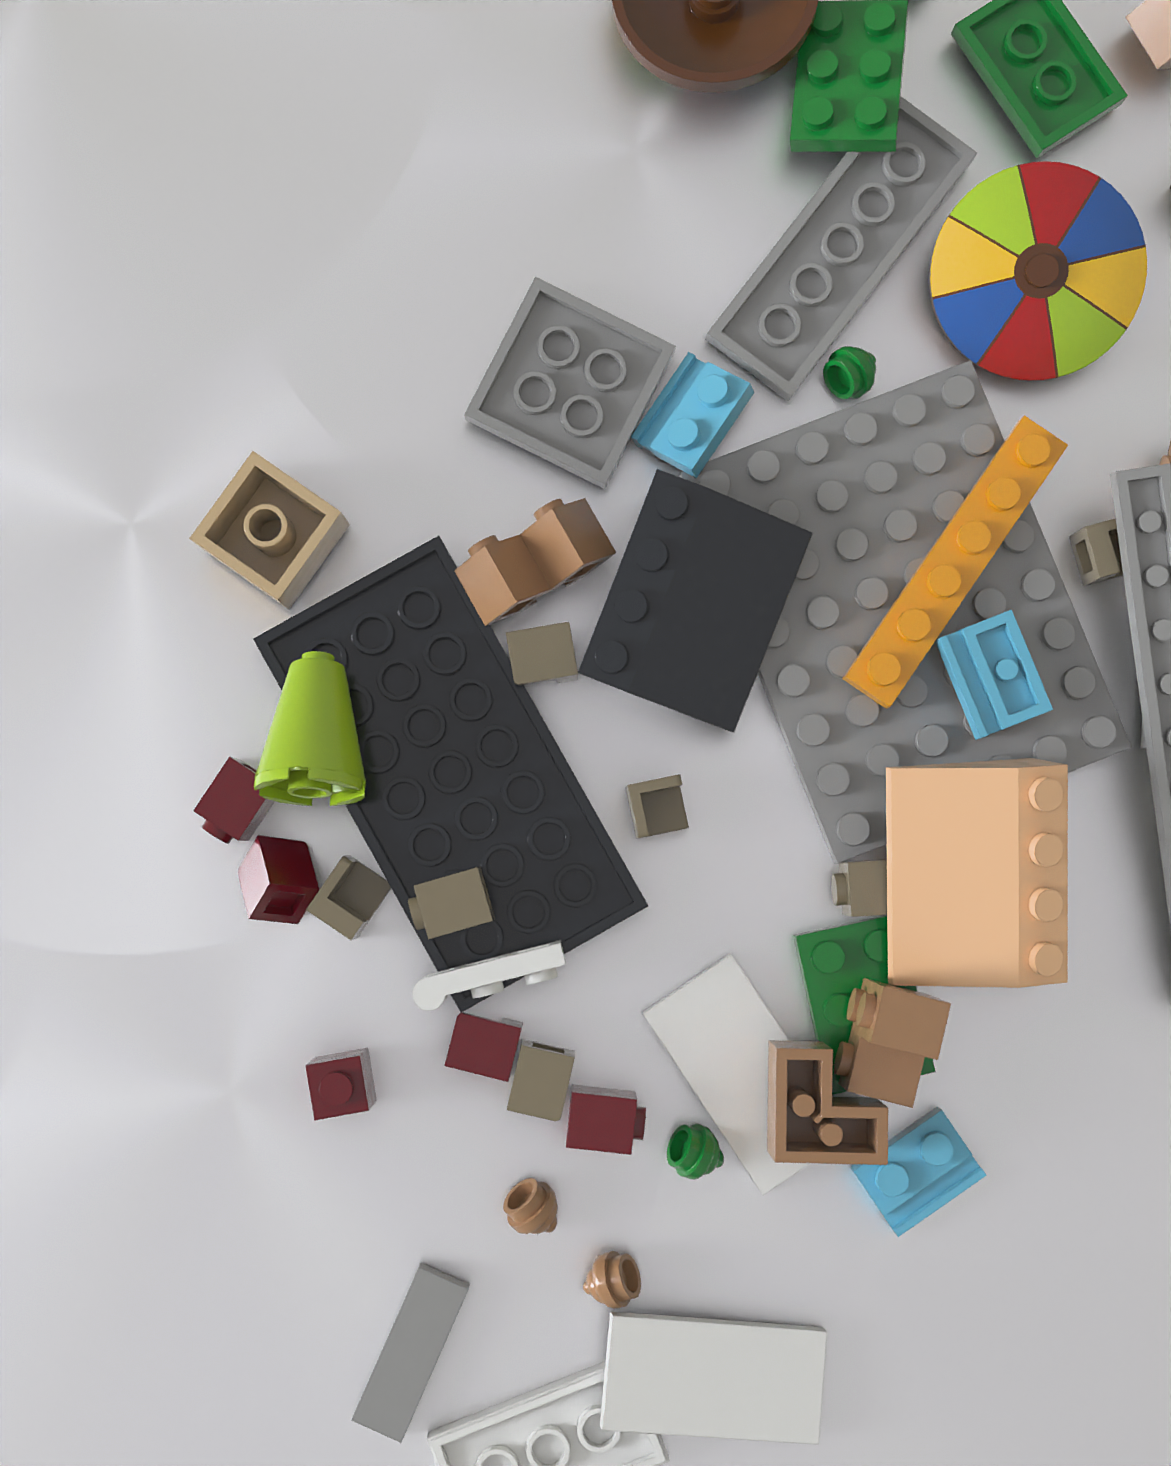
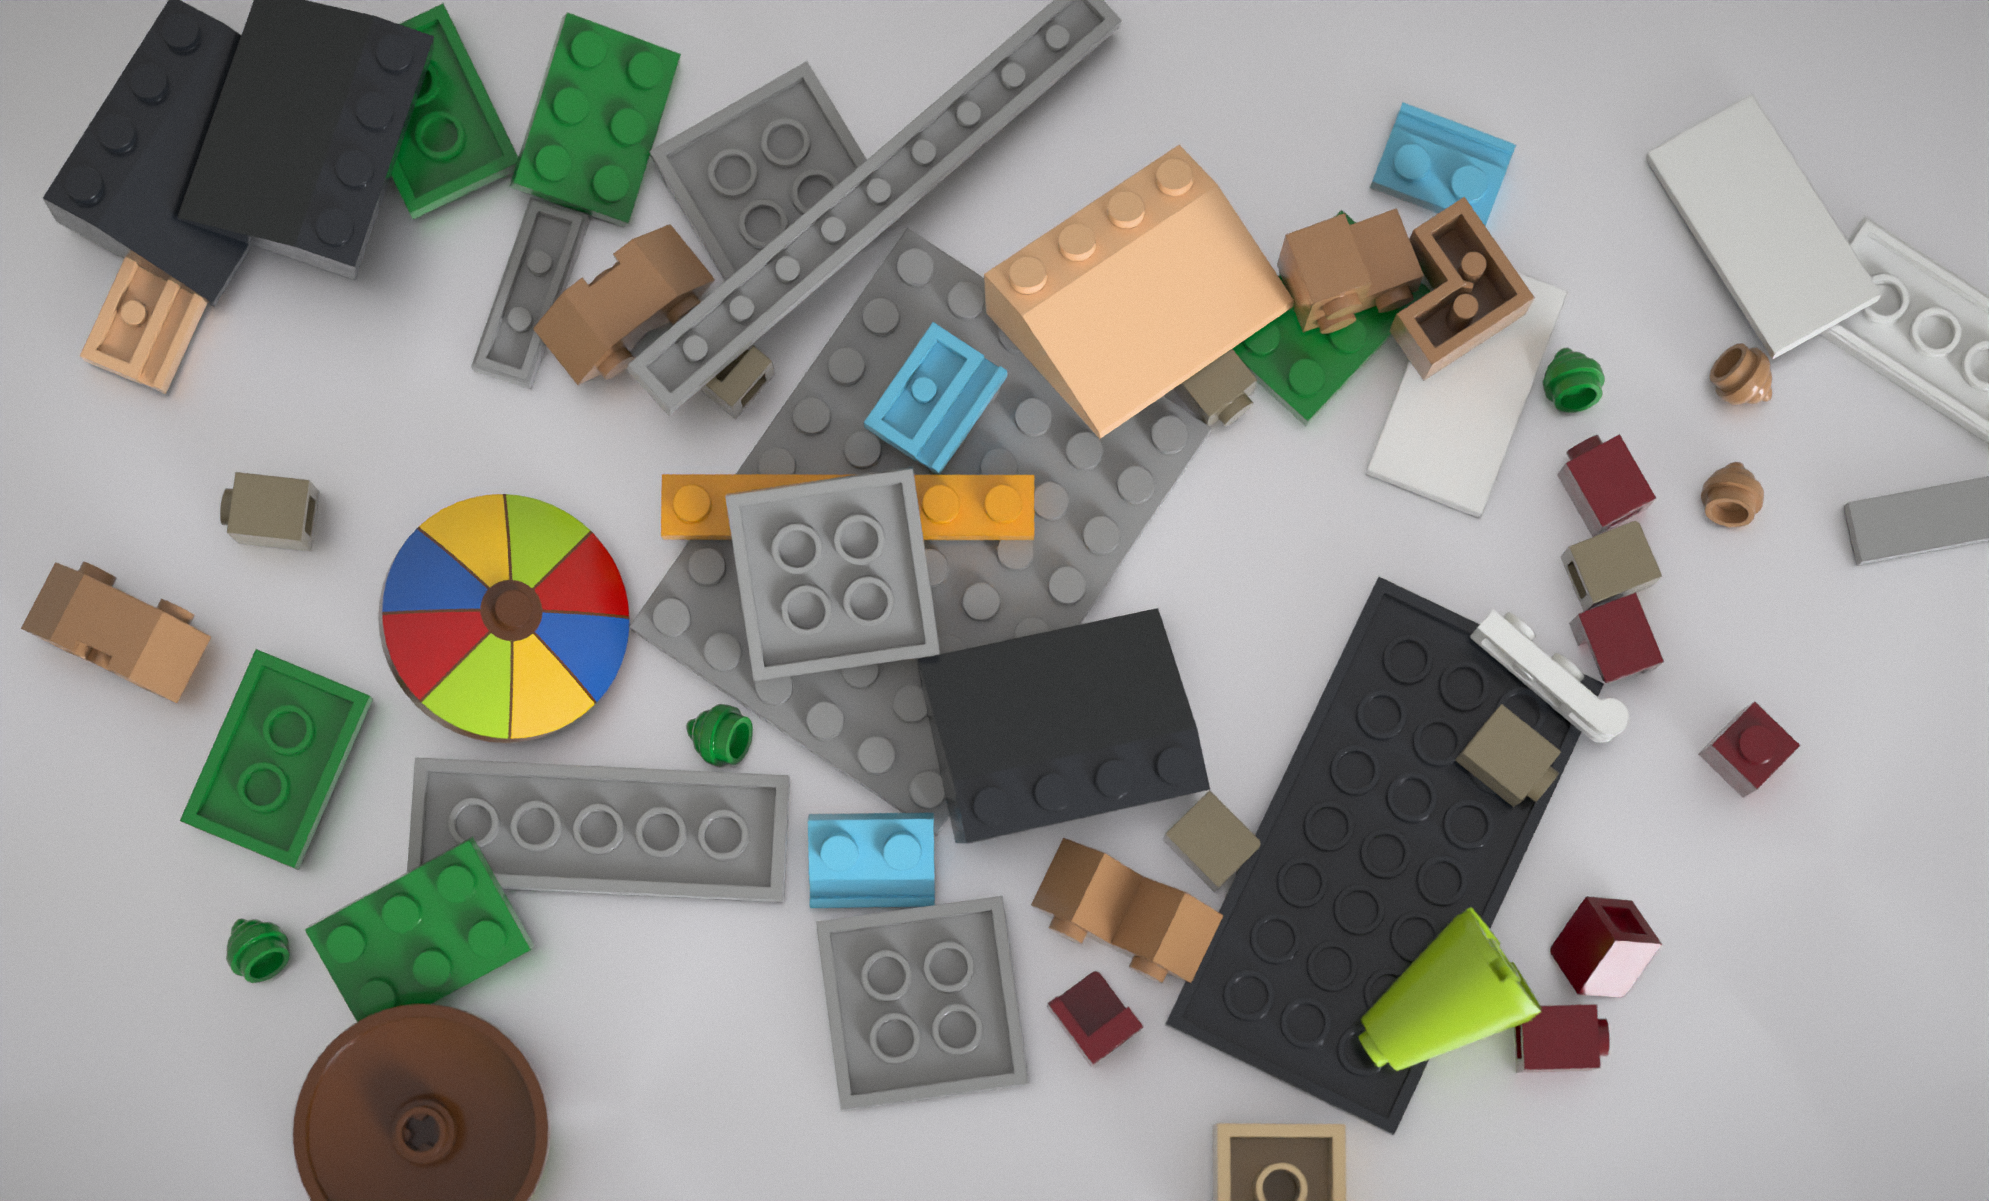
camera: 120 degrees left, 5 degrees down
(349, 897) = (1572, 866): dark tan panel -> none
(478, 491) = (1094, 1017): none -> dark red panel
(657, 806) = (1278, 634): dark tan panel -> none
(916, 511) = (833, 574): none -> light grey plate

